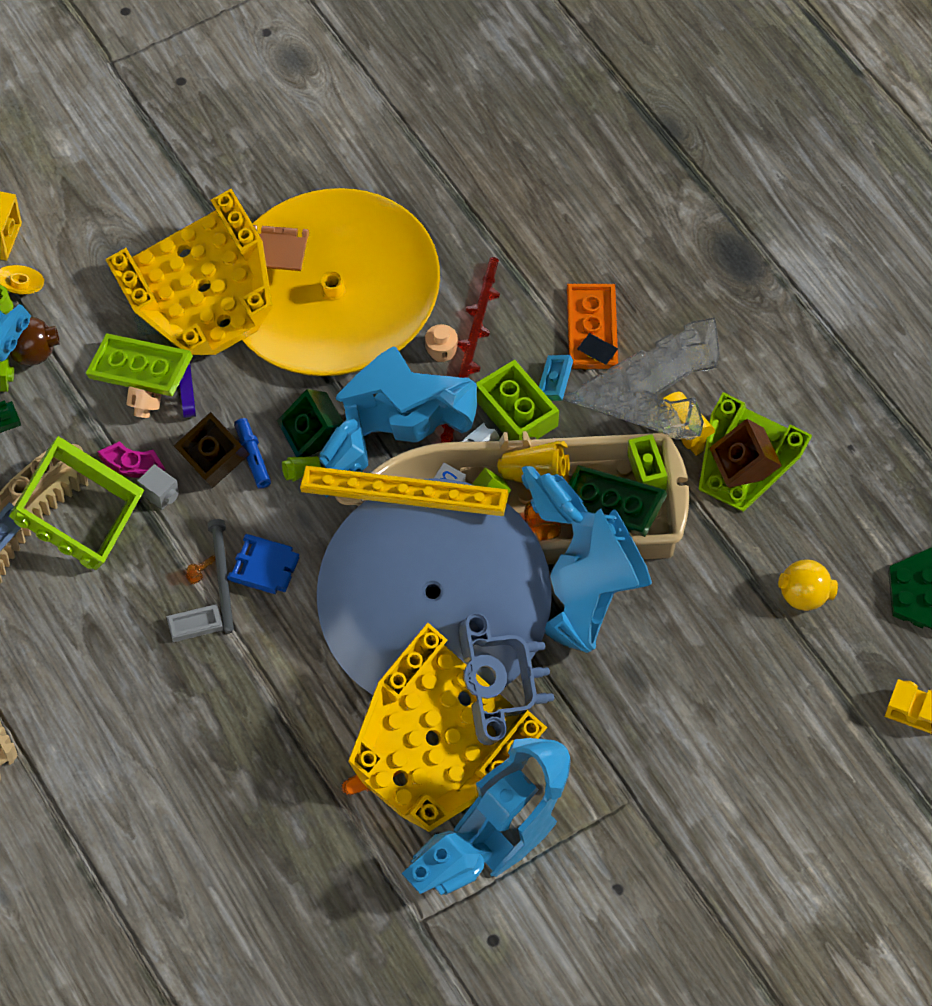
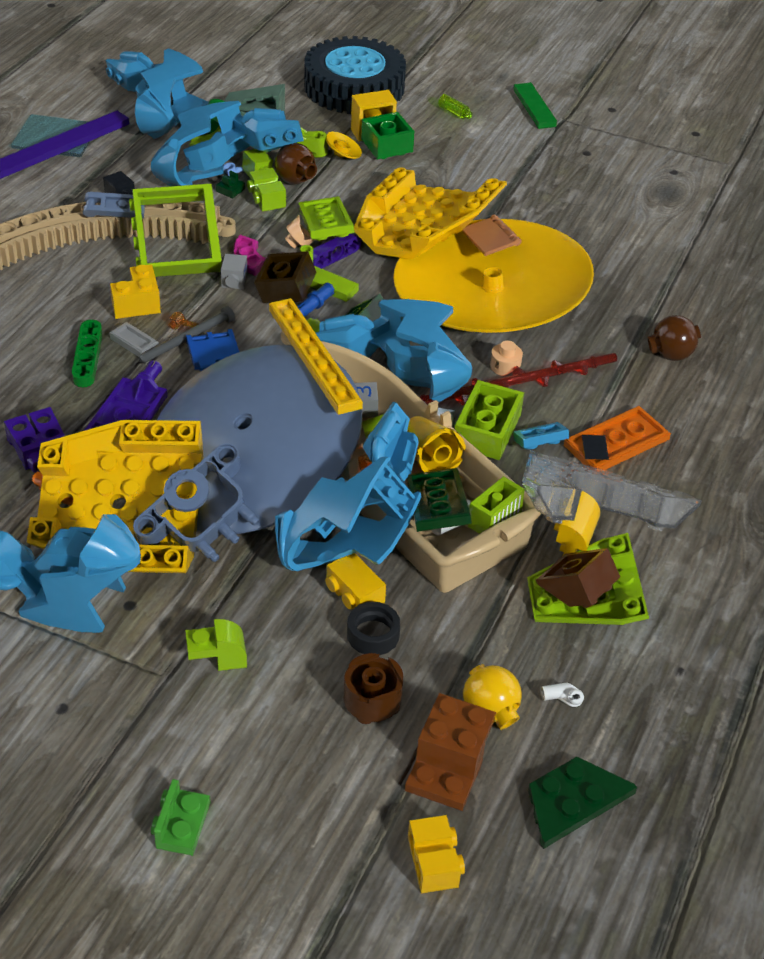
camera: 55 degrees right, 15 degrees down
(22, 142) = (454, 106): none -> clear neon green cylinder
(37, 232) = (387, 135): none -> green brick
(42, 388) = (266, 189): none -> lime brick
(70, 71) = (535, 105): none -> green tile
(137, 581) = (136, 296): none -> yellow brick
(189, 668) = (87, 353): none -> green beam
(225, 414) = (343, 288): none -> lime piece
(292, 766) = (28, 441): none -> dark purple hips
(305, 682) = (132, 399): none -> dark purple plate
(510, 201) = (674, 338): none -> reddish brown brick
(633, 611) = (354, 581): none -> yellow brick
(639, 745) = (221, 641): none -> lime brick
(689, 609) = (373, 612): none -> black tyre
(750, 660) = (373, 688): none -> reddish brown brick
(783, 855) = (180, 819): none -> bright green bracket
(828, 536) = (564, 692): none -> white arm
(841, 643) = (450, 751): none -> dark orange bracket

